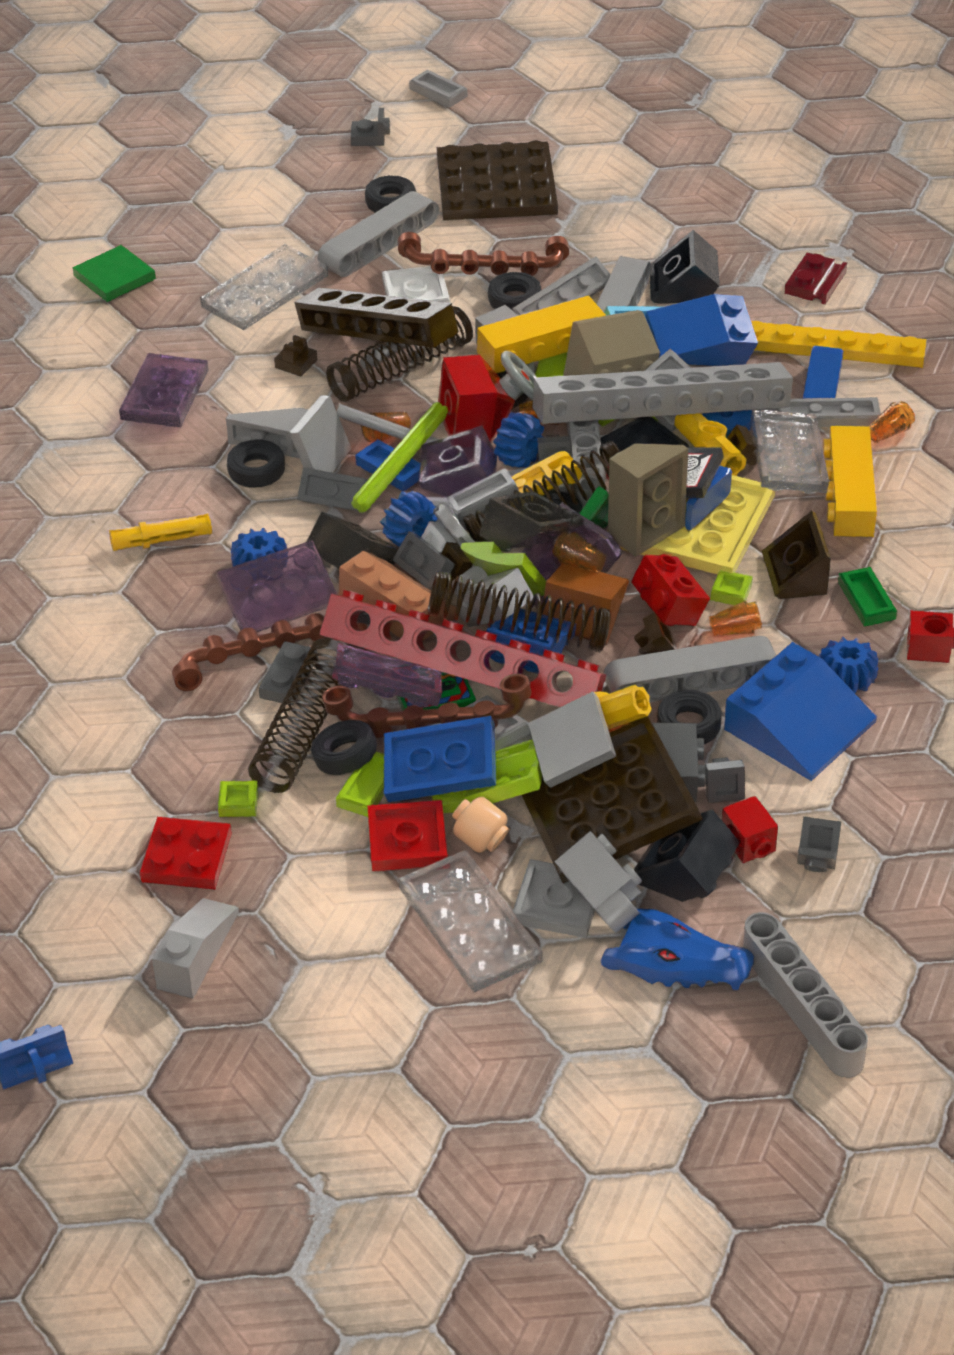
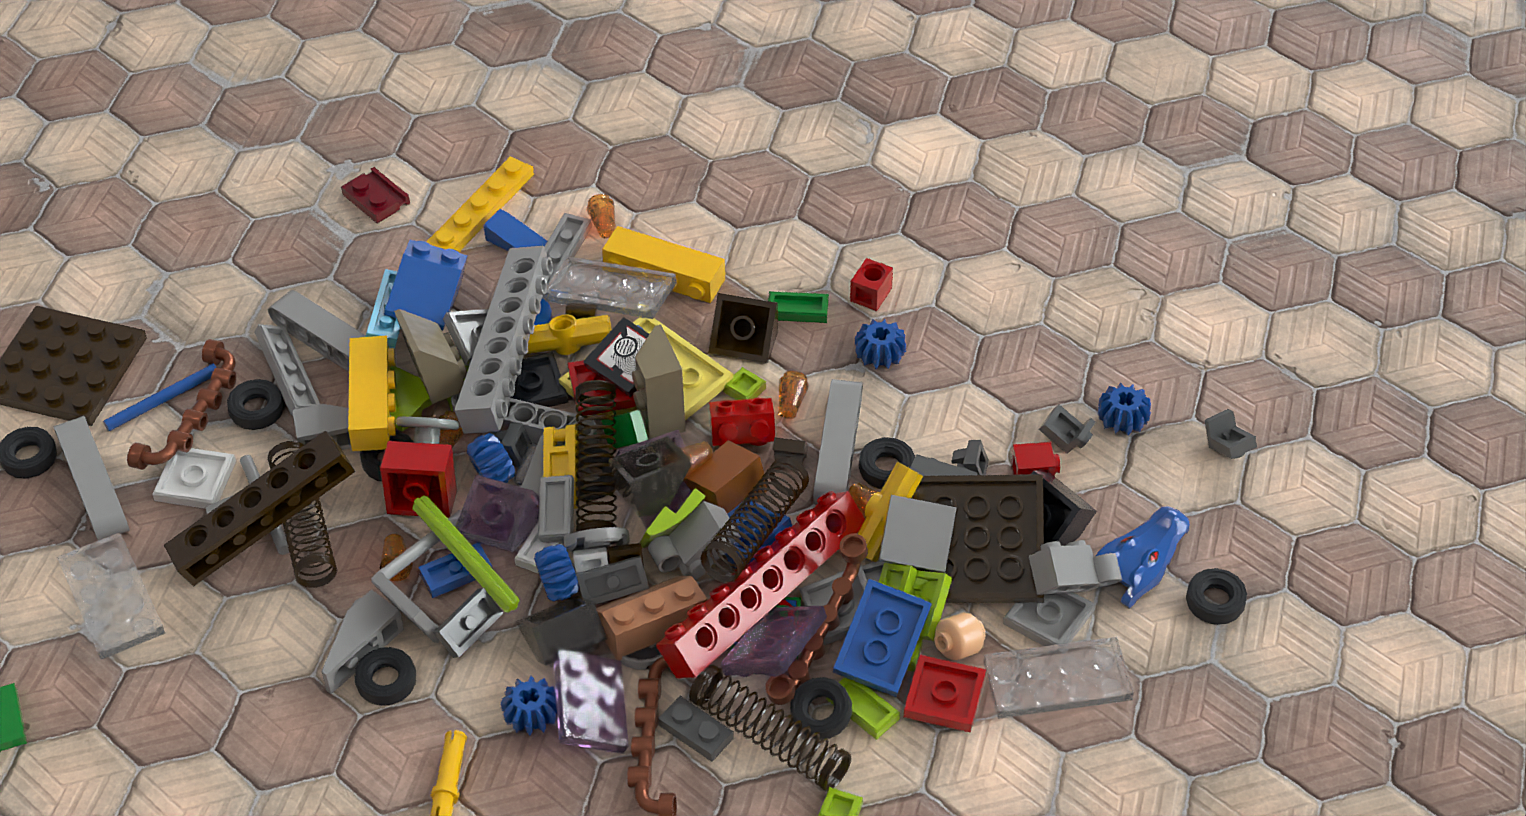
camera: 70 degrees left, 5 degrees up
(164, 390) = (225, 723): clear purple plate -> none
(296, 357) = (240, 601): dark brown tile -> none
(485, 239) = (159, 398): none -> blue bar
(653, 1055) = (1211, 612): none -> black tyre
(685, 271) = (317, 273): black slope -> none
(797, 712) = (915, 393): blue slope -> none
(805, 995) = (1214, 489): light grey beam -> none
(881, 887) = (1124, 408): none -> blue gear
(898, 990) = (1226, 437): none -> dark grey bracket

